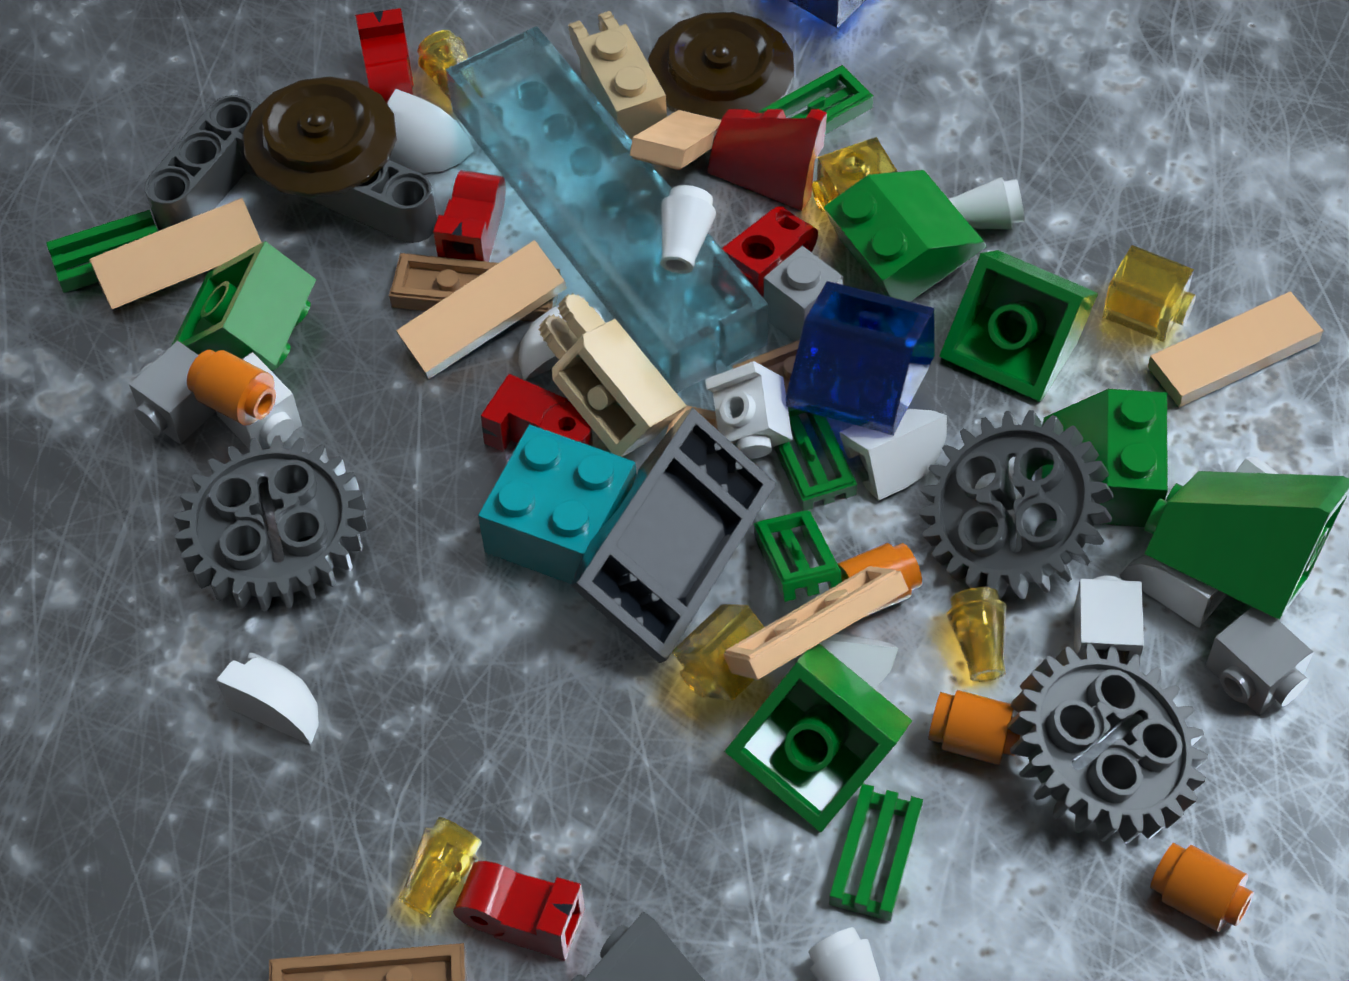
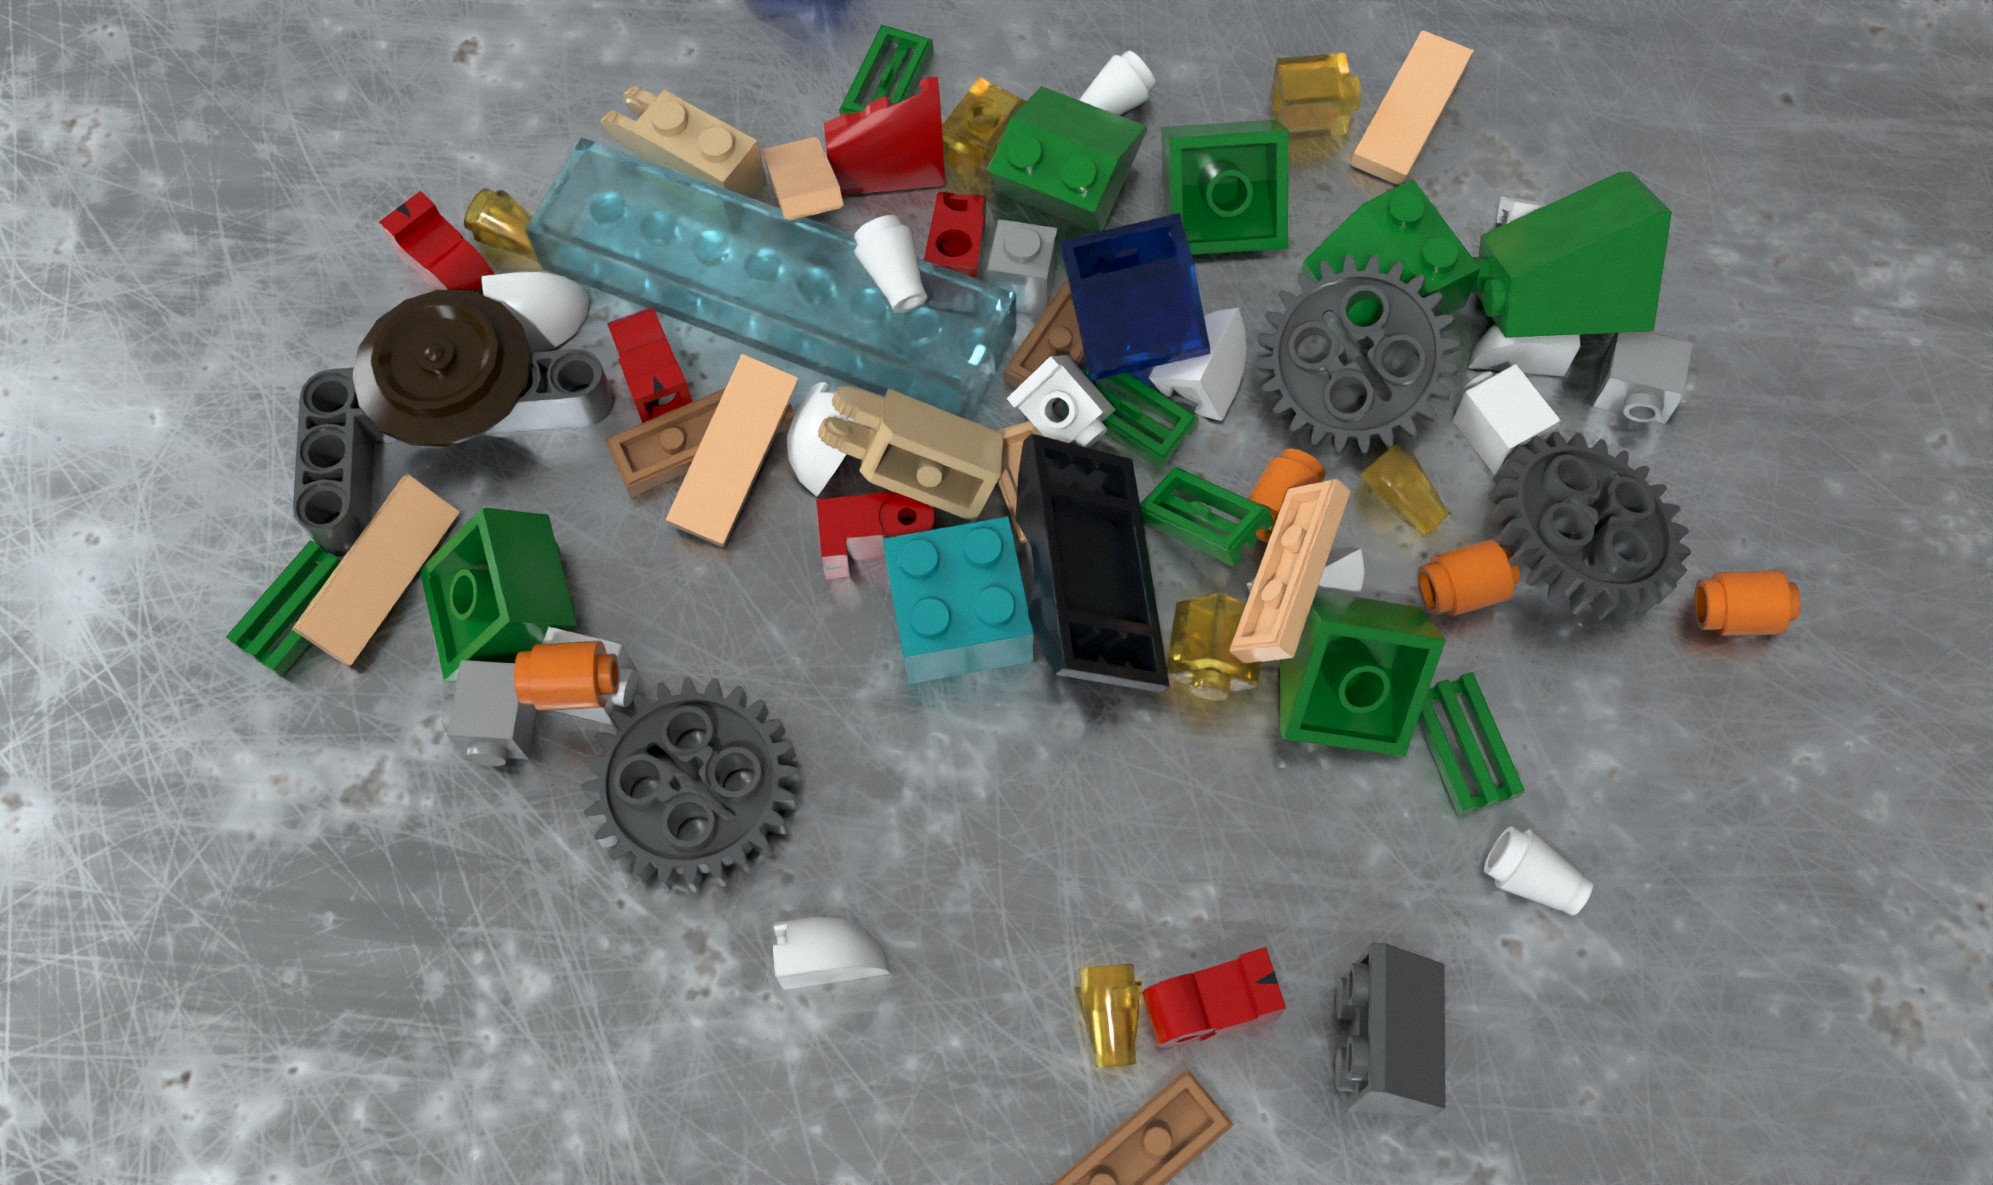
camera: 35 degrees left, 10 degrees up
(722, 64) = (768, 81): dark brown piece -> none

